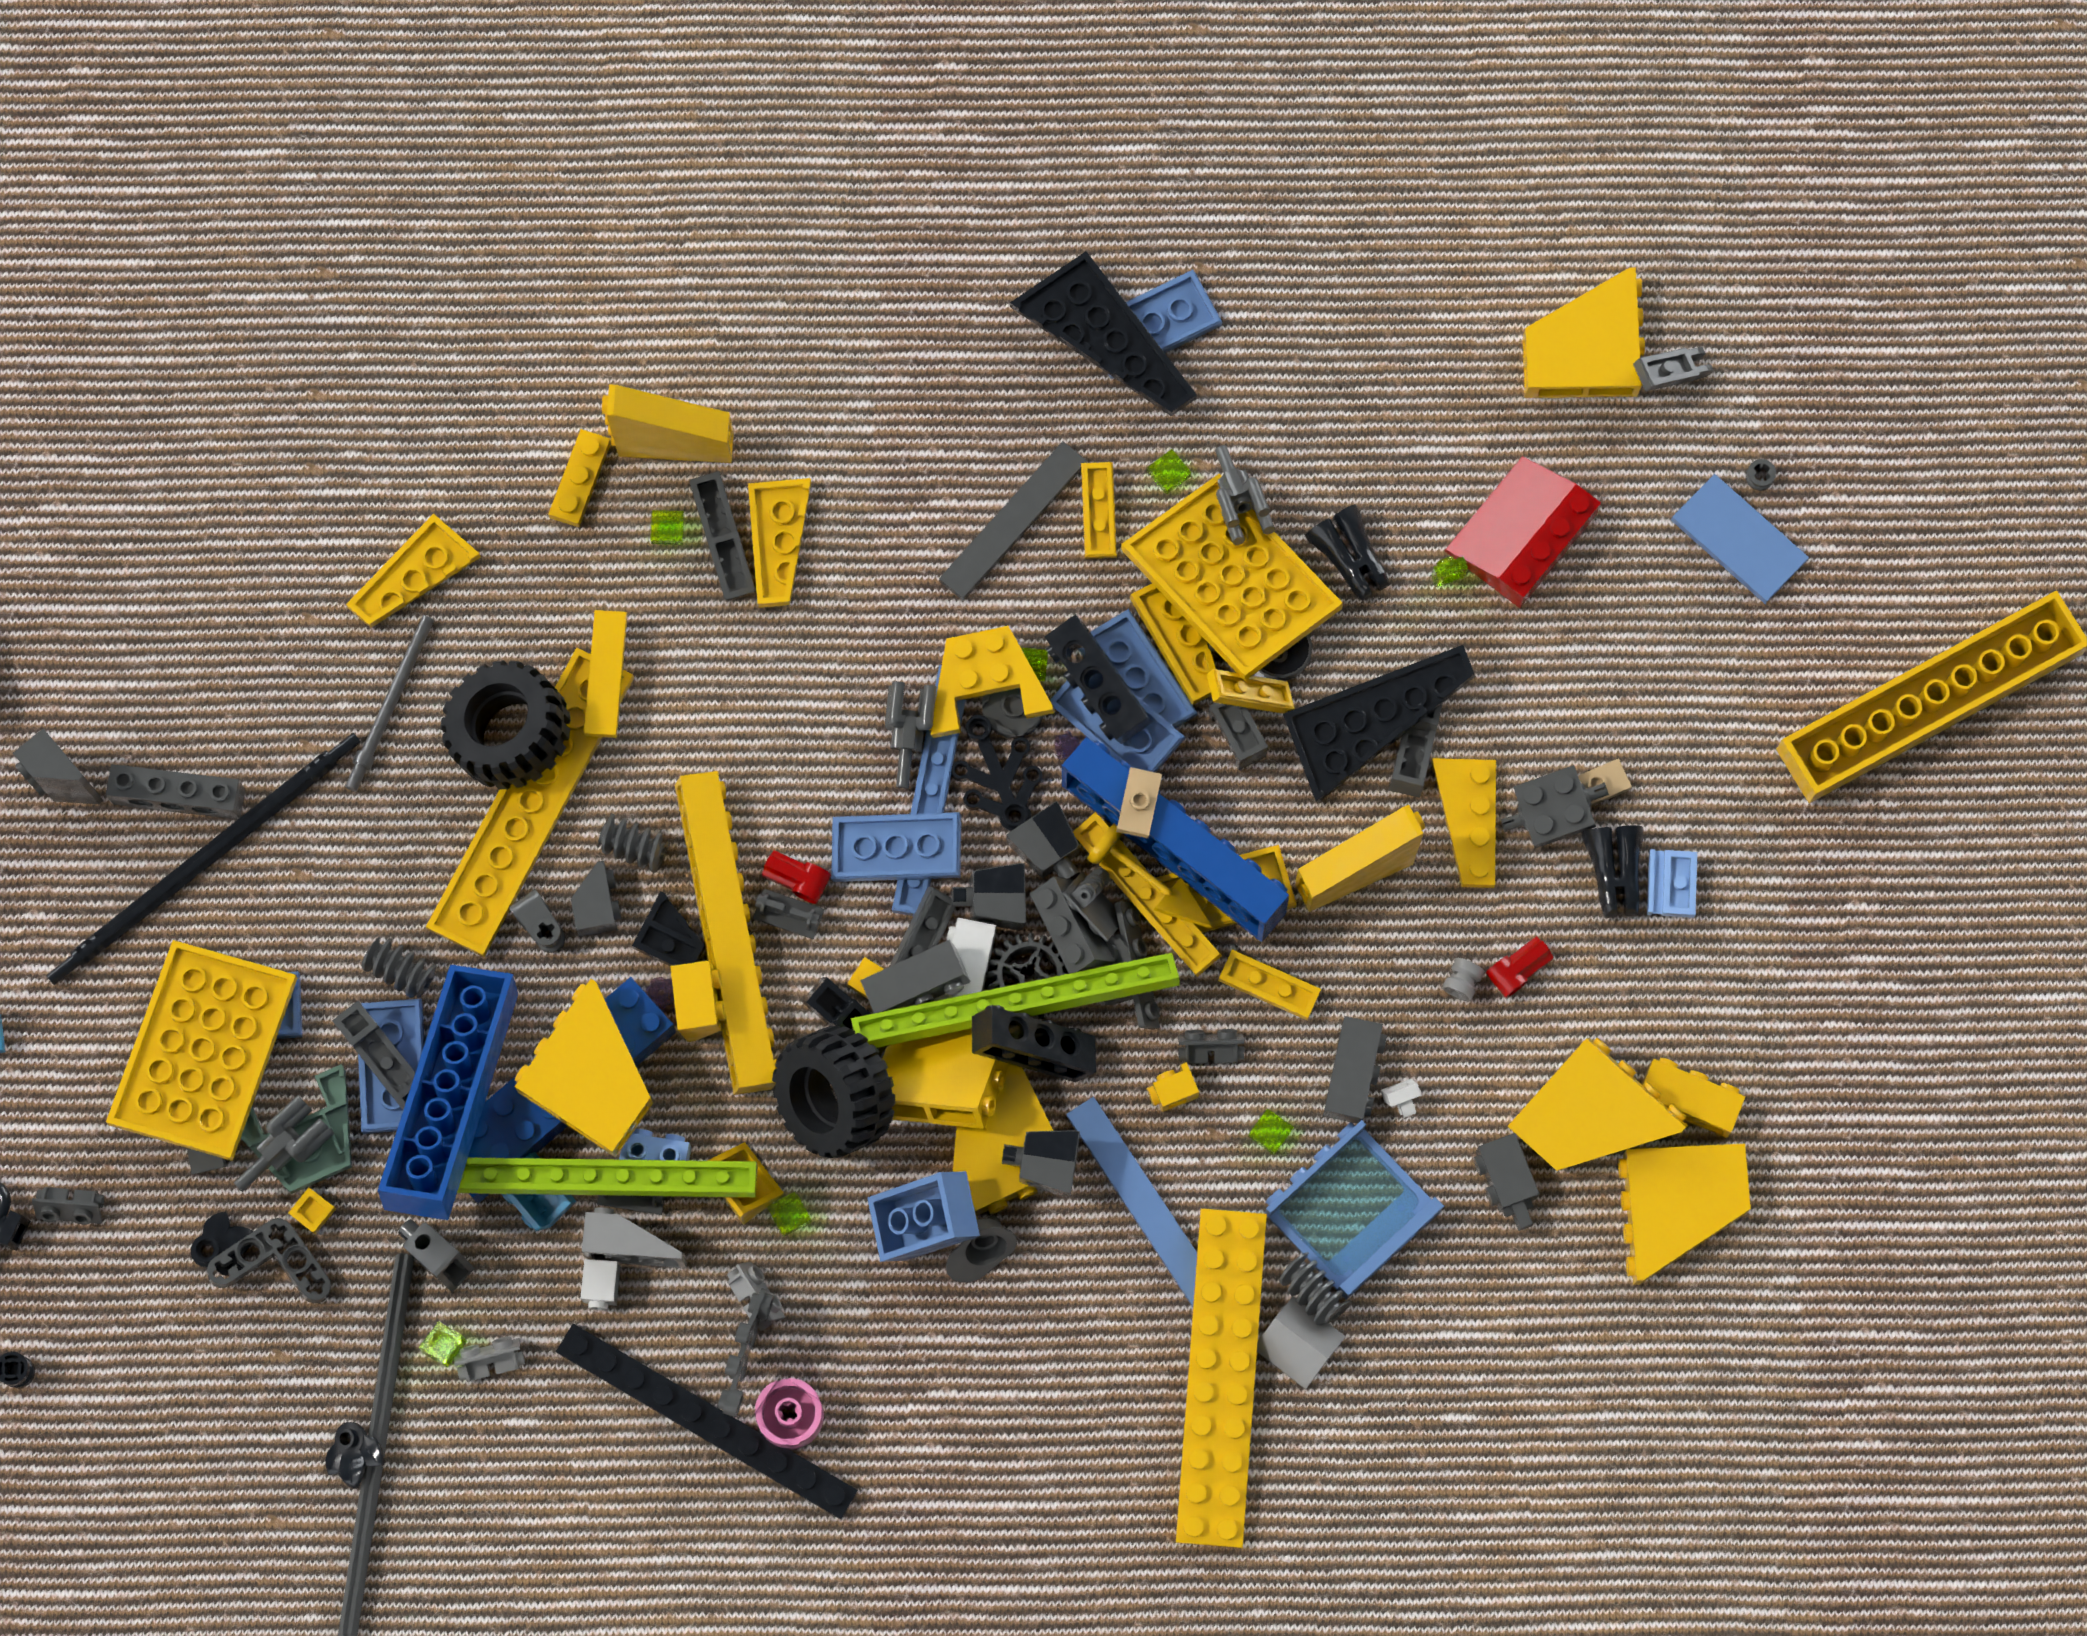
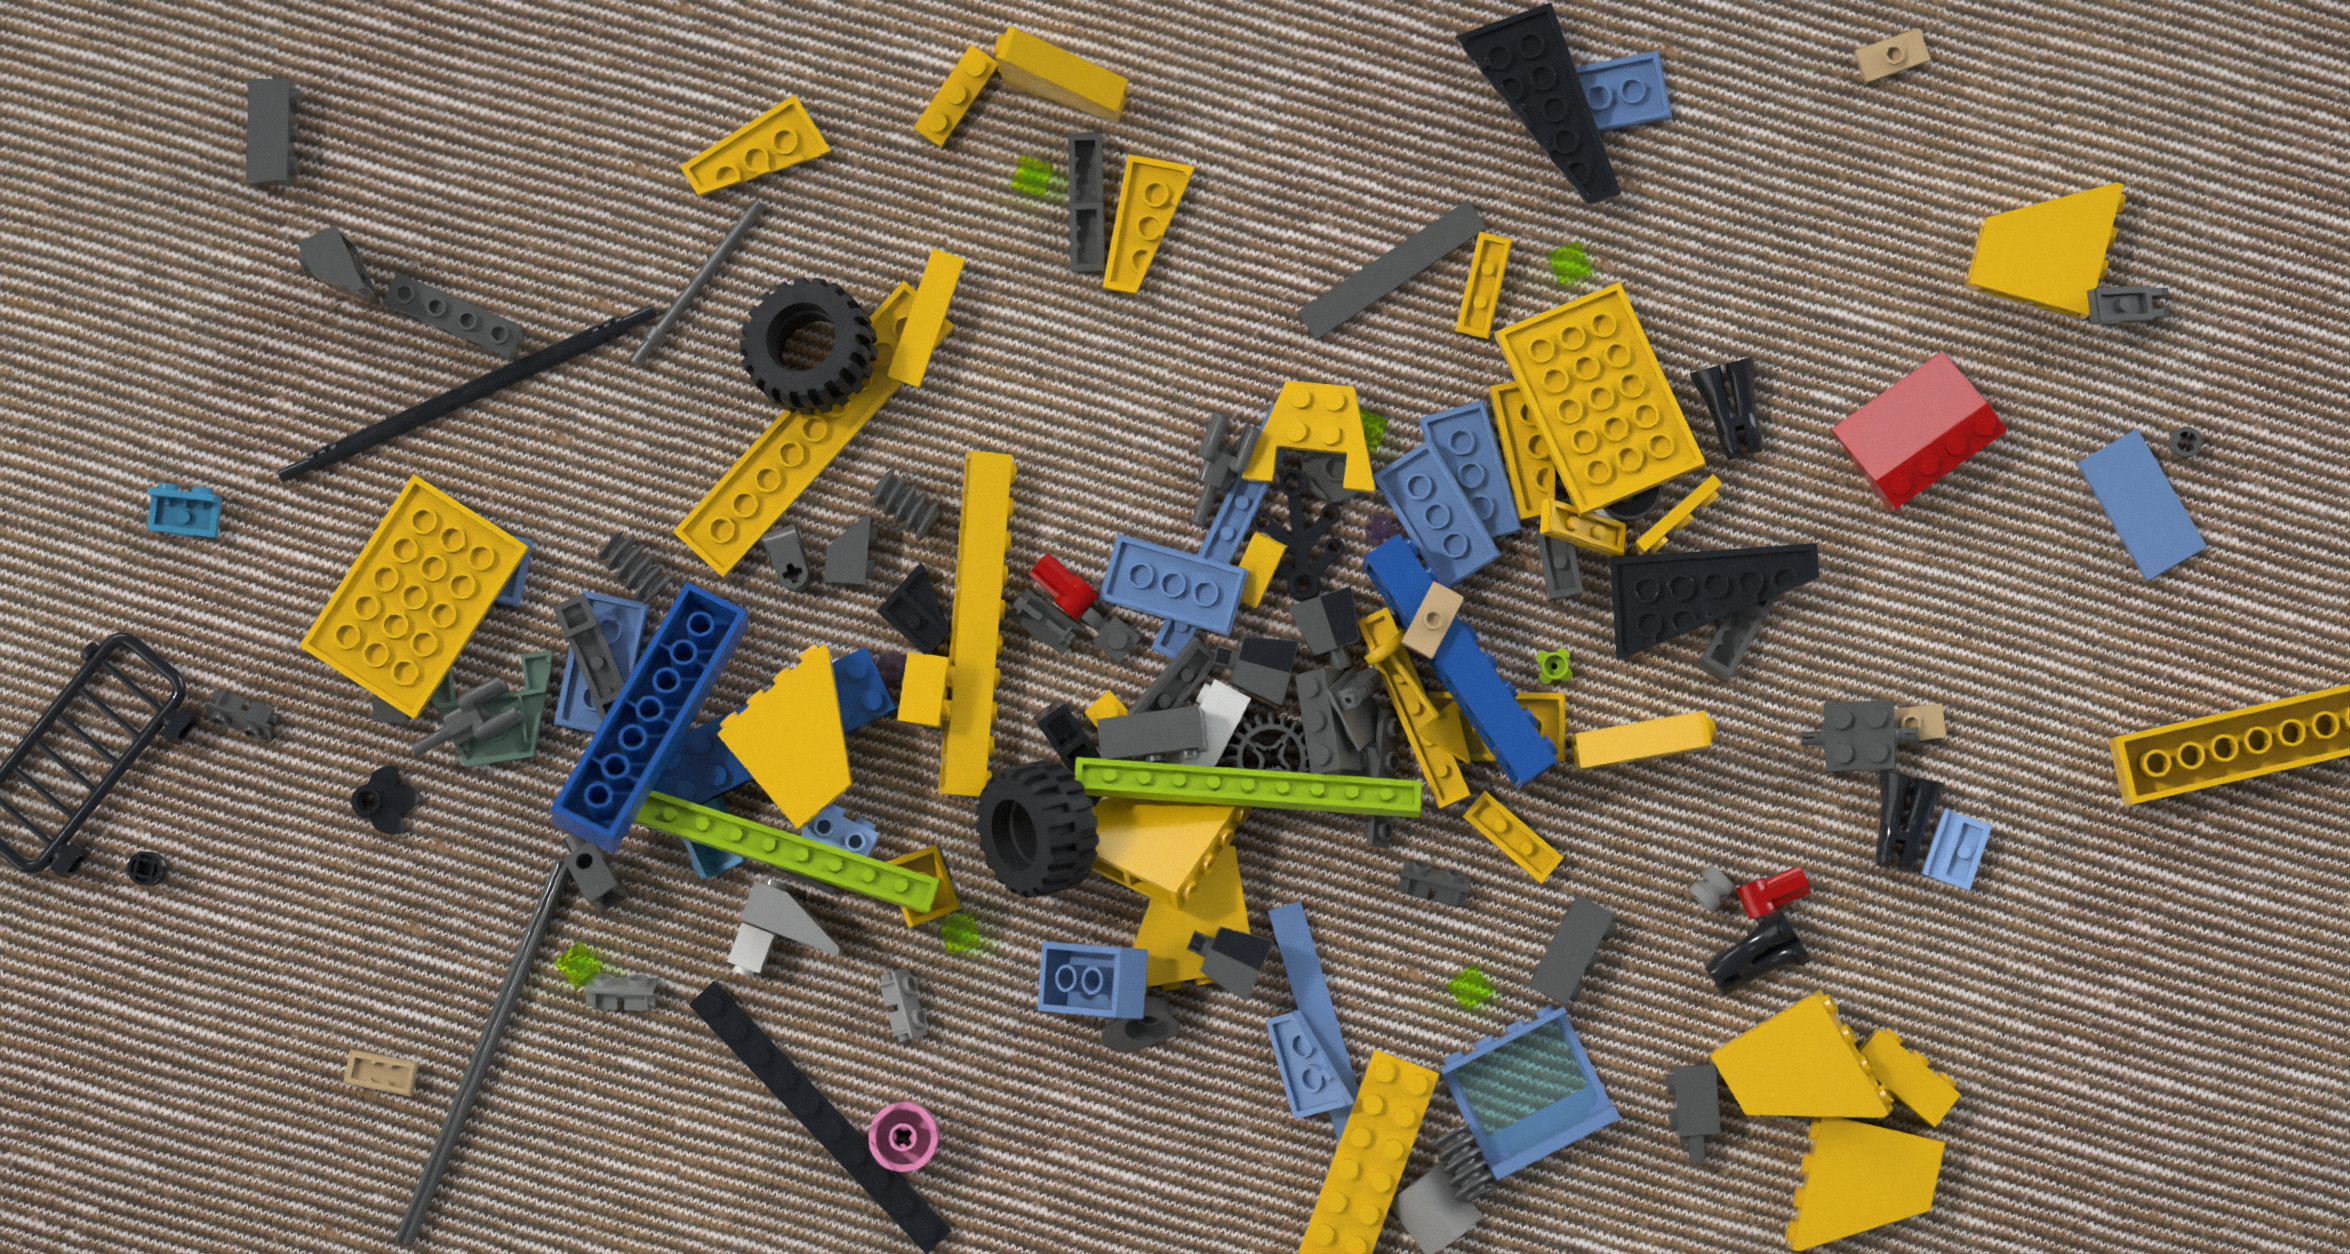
camera: 20 degrees right, 10 degrees up
(269, 1249) = (430, 818): dark grey beam -> none
(283, 1497) = (381, 1072): none -> tan plate
(312, 1210) = (483, 791): yellow plate -> none
(352, 1458) = (461, 1053): black plate -> none
(736, 1366) = (903, 1024): dark grey plant -> none
(855, 909) = (1114, 637): none -> dark grey plate
(970, 801) = (1262, 561): none -> yellow tile
(1033, 1043) = (1253, 835): black brick -> none
(1075, 635) = (1454, 518): black brick -> none
(1142, 1245) = (1304, 1067): none -> medium blue wing
(1173, 1089) = (1383, 916): yellow brick -> none
(1239, 495) = (1632, 317): dark grey plant -> none
(1265, 815) = (1547, 673): none -> lime plate
(1333, 660) = (1679, 516): none -> yellow plate
(1399, 219) = (1892, 56): none -> tan plate
(1402, 1095) = (1613, 989): white tile -> none
(1449, 570) = (1827, 453): clear neon green plate -> none
(1469, 807) = (1771, 716): yellow wing -> none
(1527, 1020) = (1764, 949): none -> black piece

